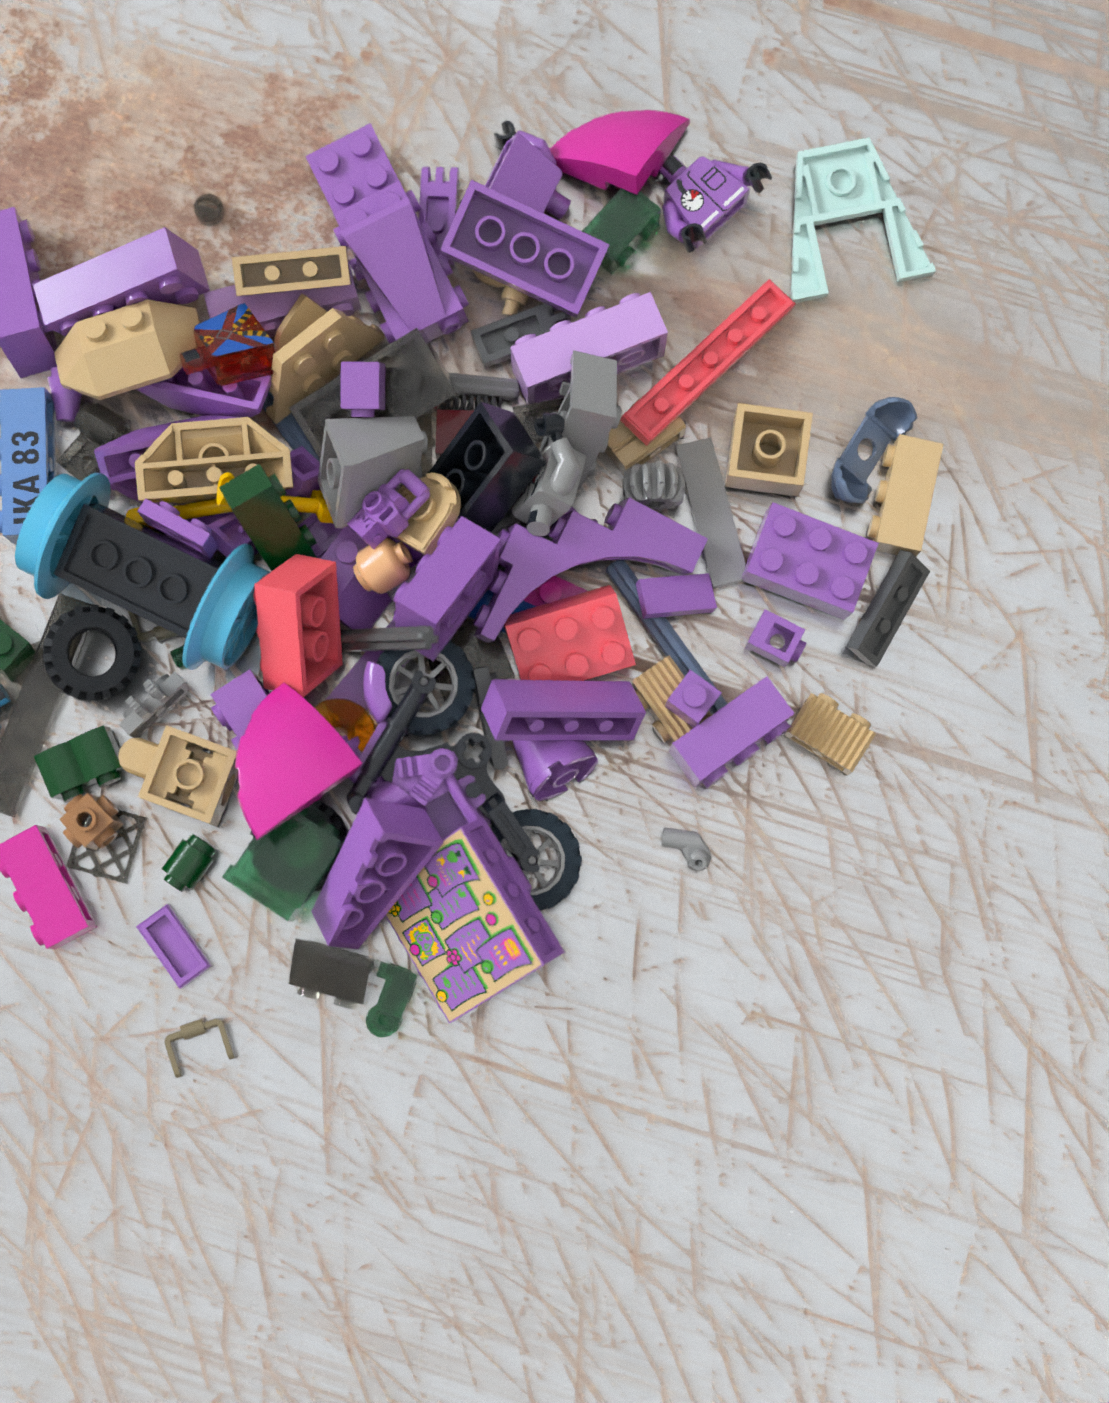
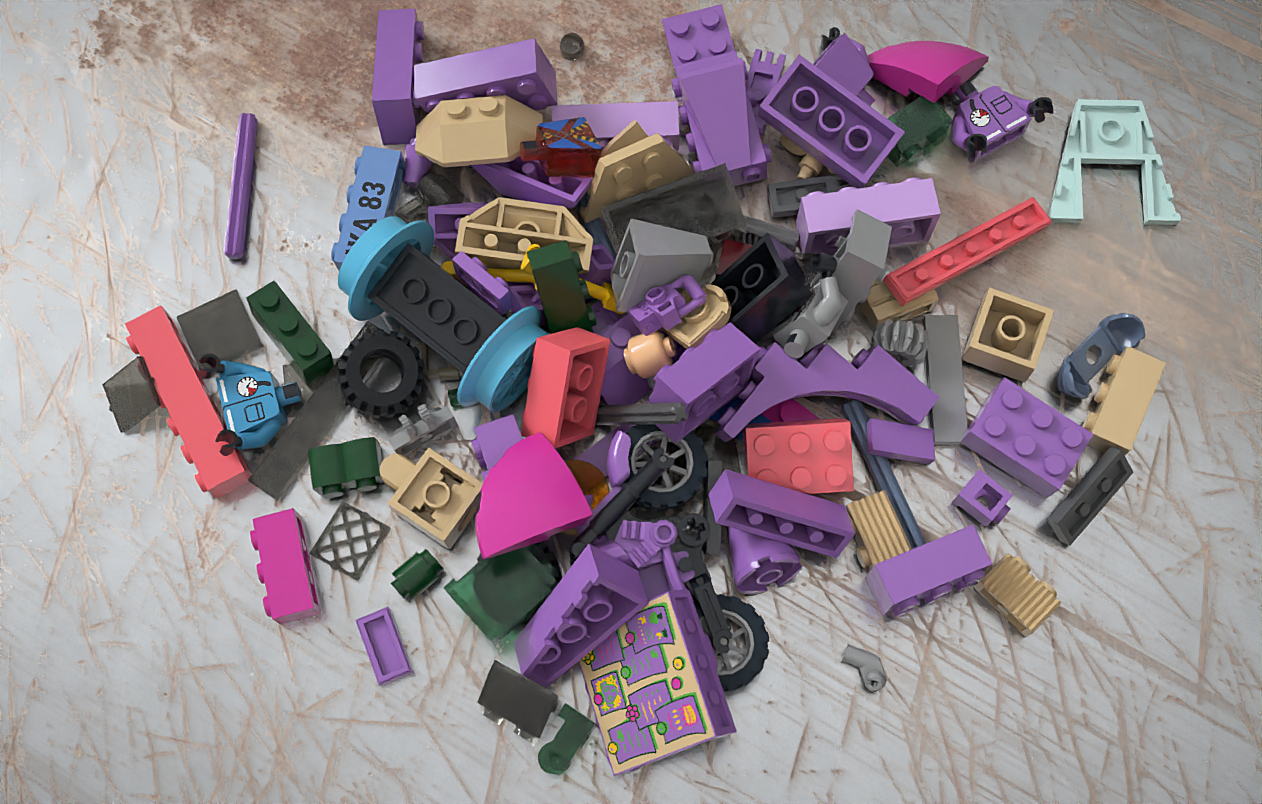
camera: 15 degrees right, 10 degrees down
(103, 824) = (349, 524): medium nougat brick -> none
(192, 1030) = (381, 725): dark tan piece -> none
(291, 270) = (629, 99): tan brick -> none
(362, 387) = (668, 200): medium lavender brick -> none
(692, 699) = (900, 530): medium lavender brick -> none

